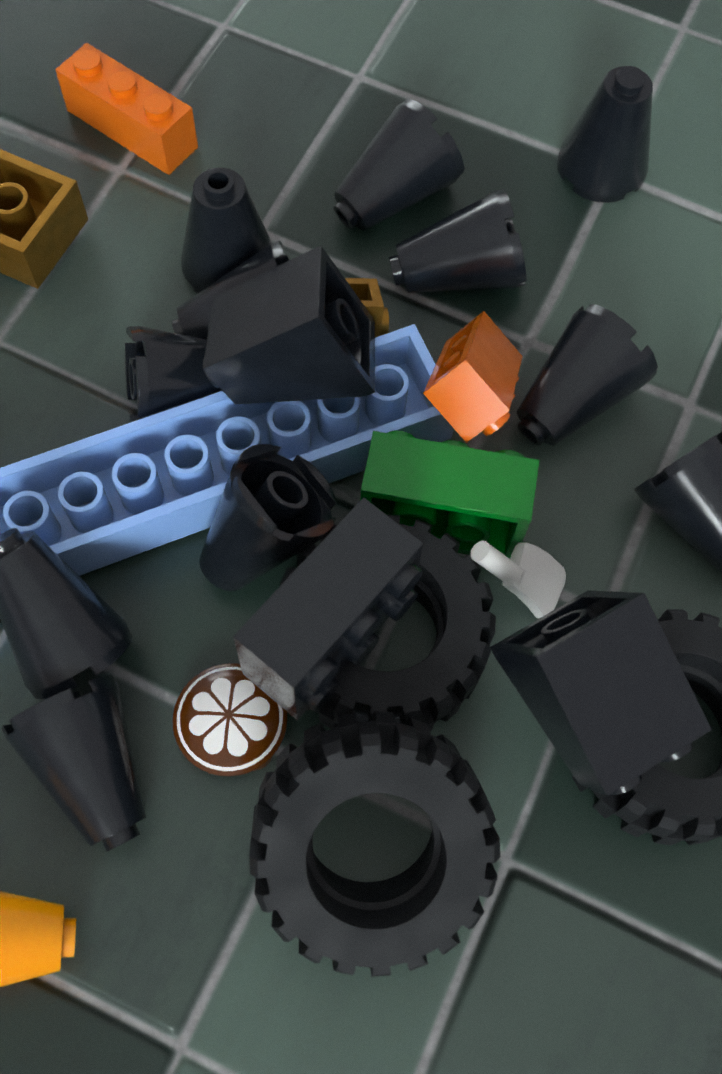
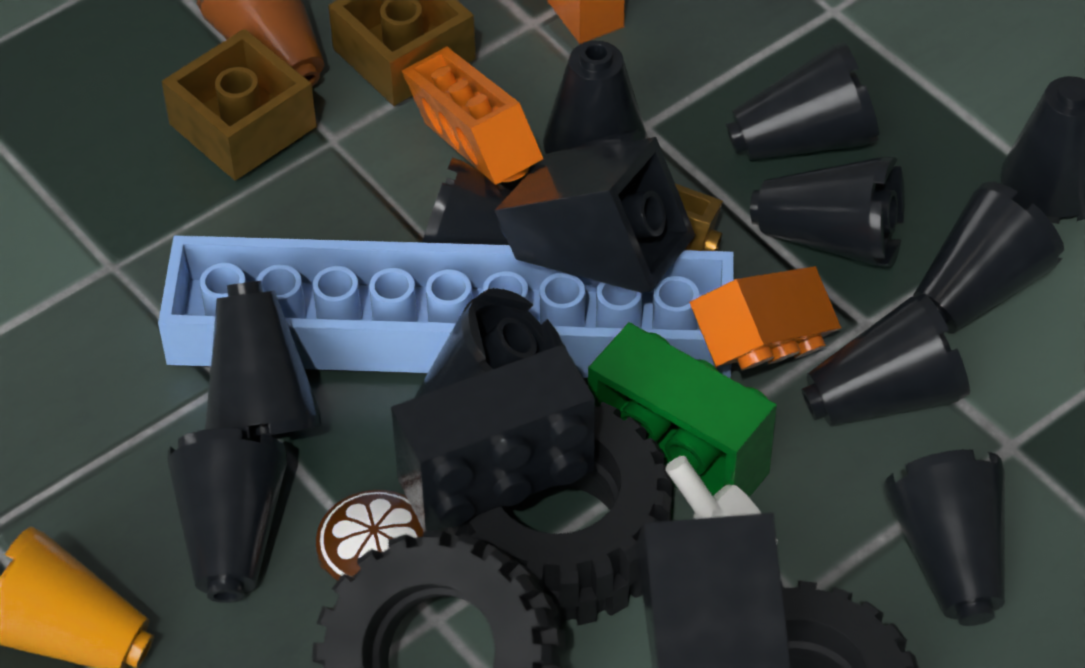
camera: 30 degrees right, 15 degrees down
(127, 277) = (473, 115): none -> orange brick
(605, 244) = (989, 255): none -> black cone

